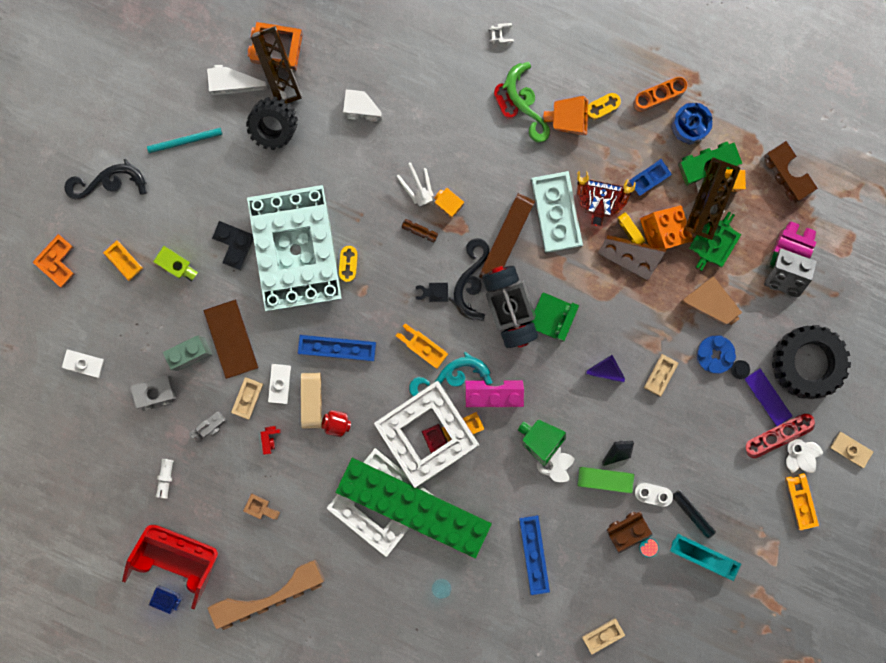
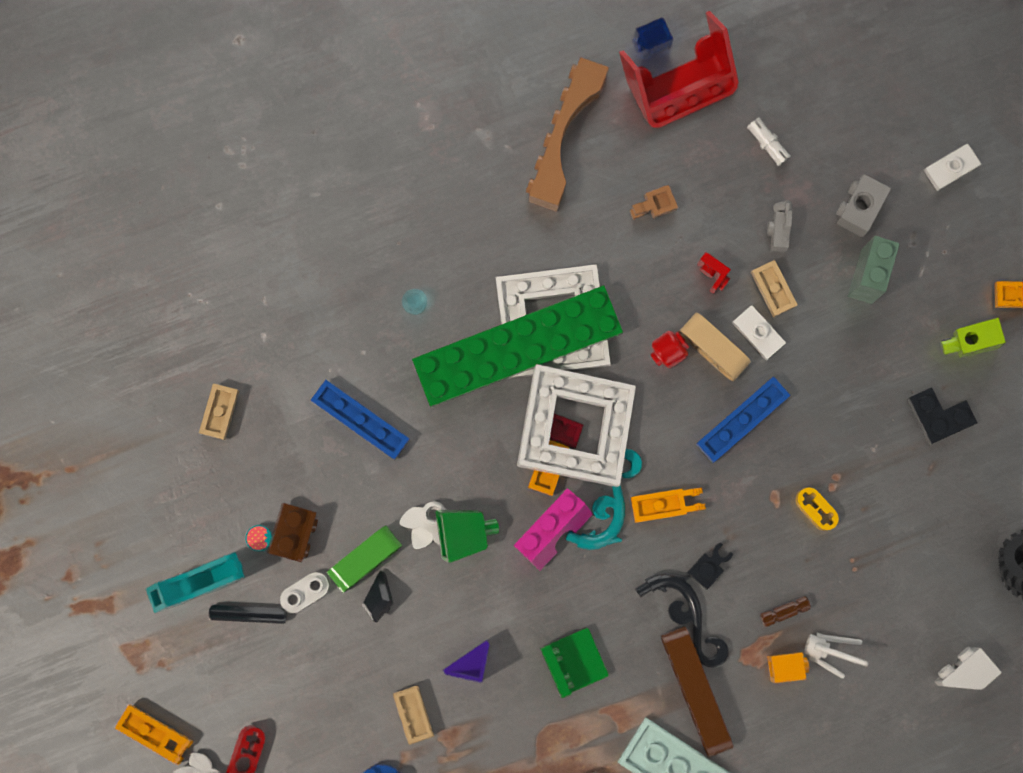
camera: 130 degrees right, 5 degrees down
(230, 339) = (847, 327): reddish brown piece -> none
(290, 220) = (919, 479): light aqua slope -> none
(510, 306) = (626, 628): brick -> none

